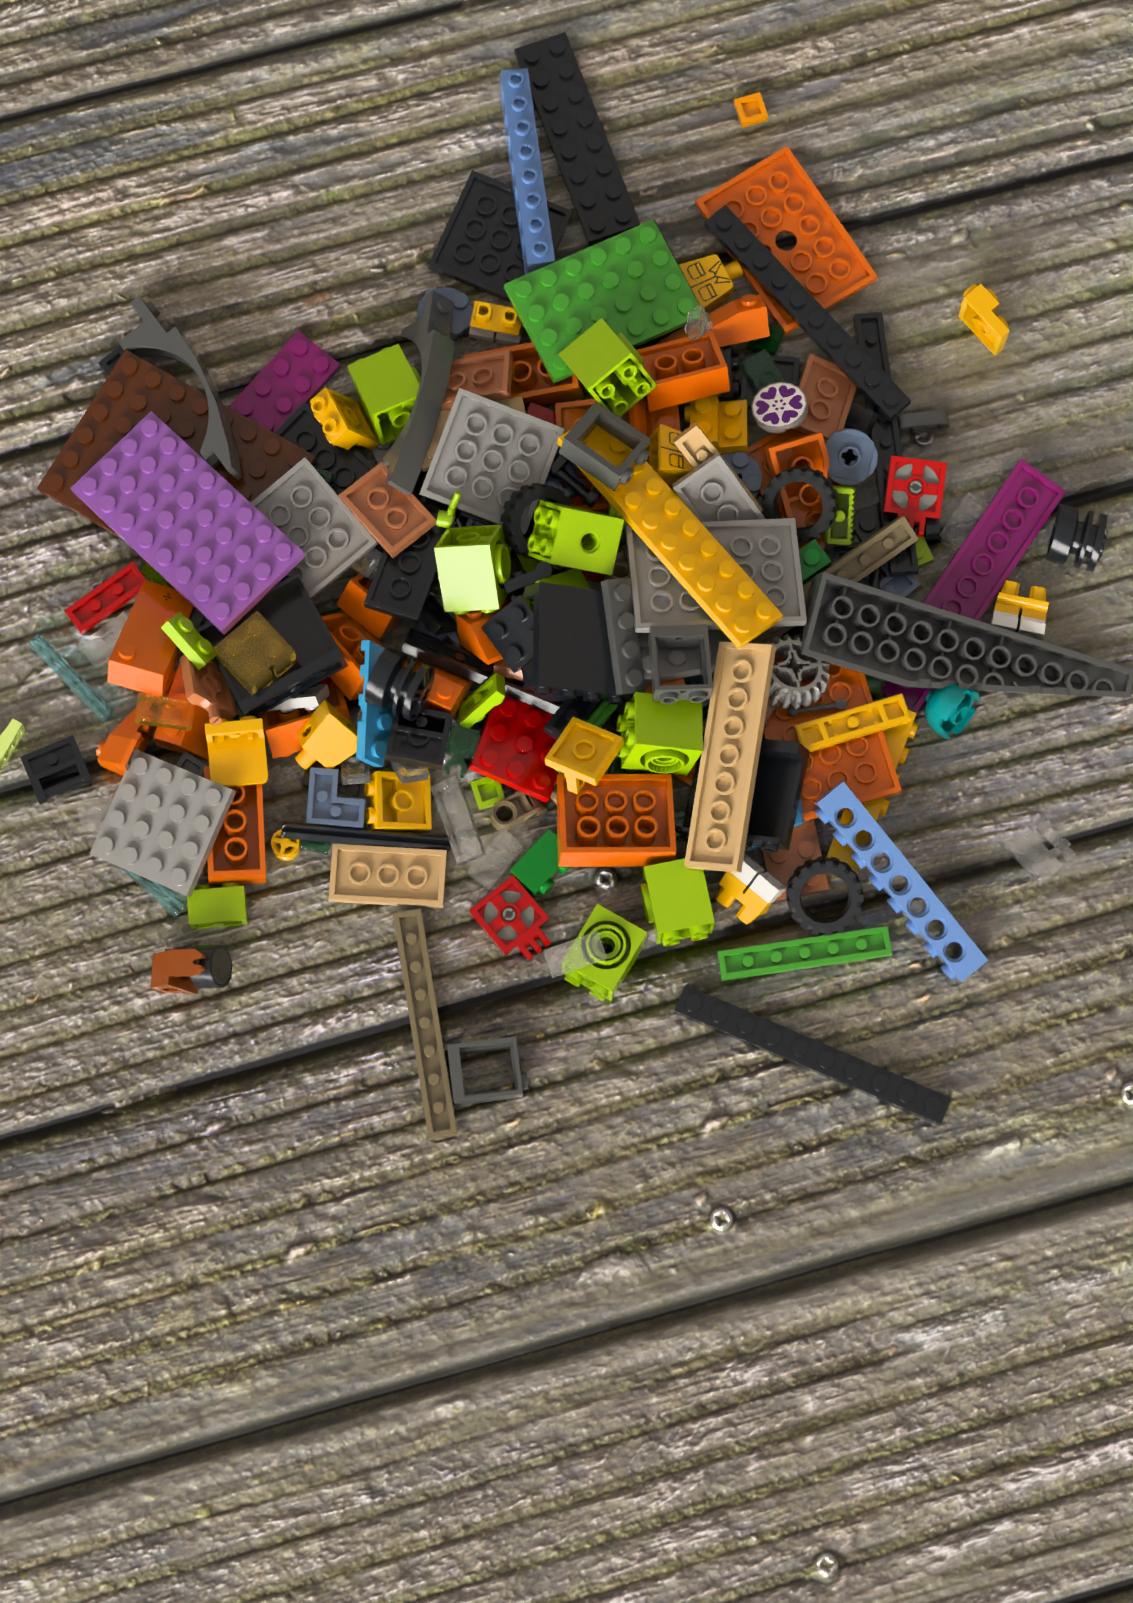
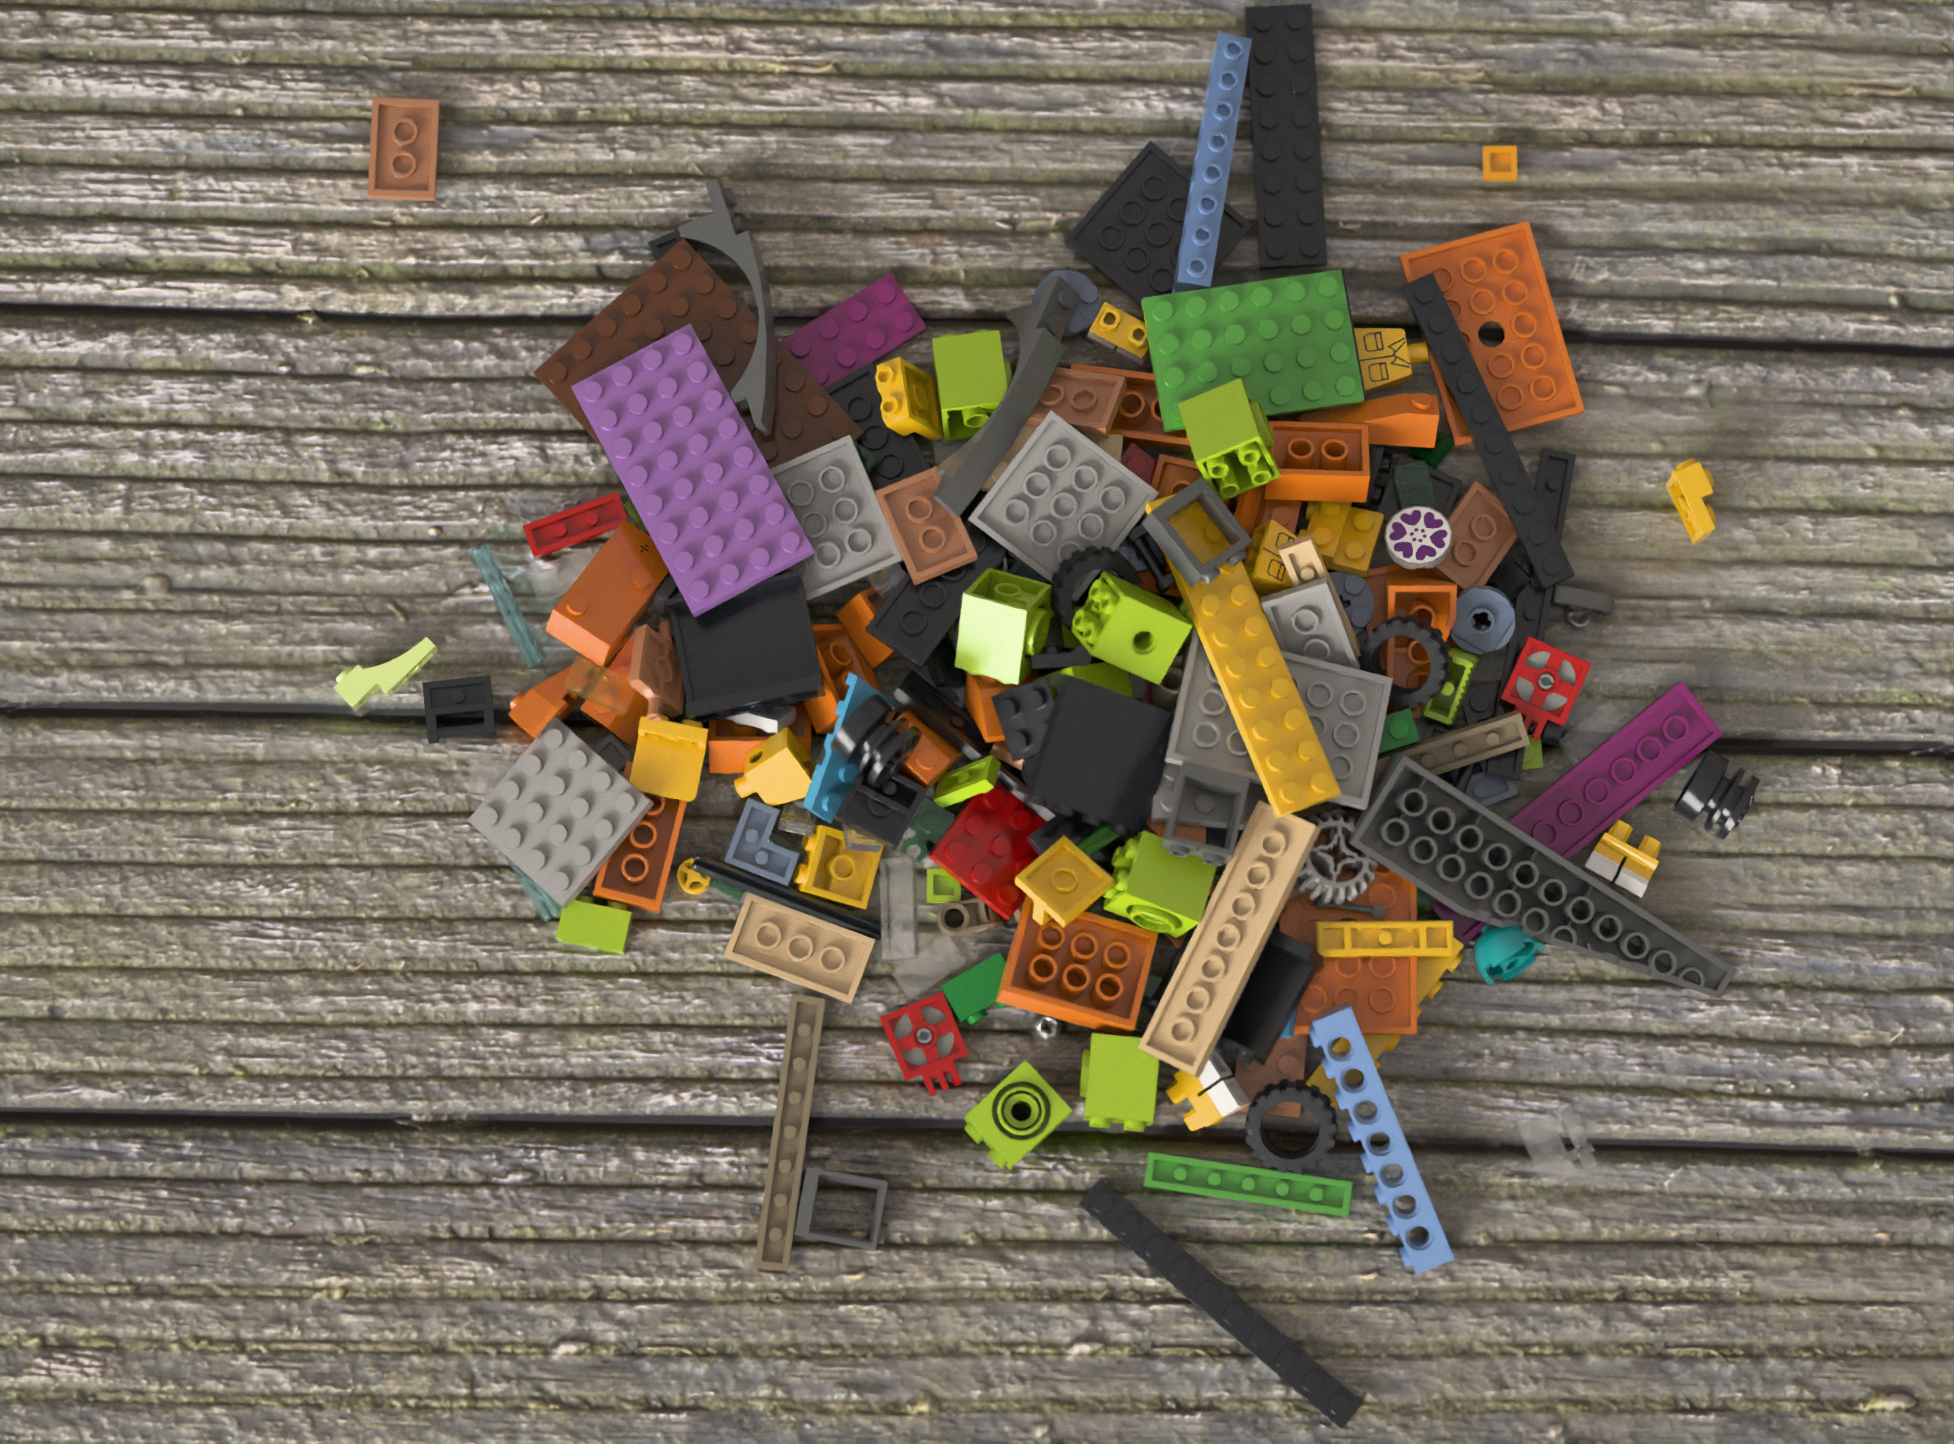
camera: 15 degrees right, 5 degrees up
(189, 640) = (652, 612): lime plate -> none
(191, 969) = (552, 994): piece -> none
(252, 651) = (721, 649): clear yellow piece -> none
(446, 518) = (989, 556): lime hand -> none
(575, 954) = (981, 1112): clear plate -> none
(622, 637) = (1148, 766): dark grey plate -> none
(697, 323) = (1352, 412): clear plant -> none

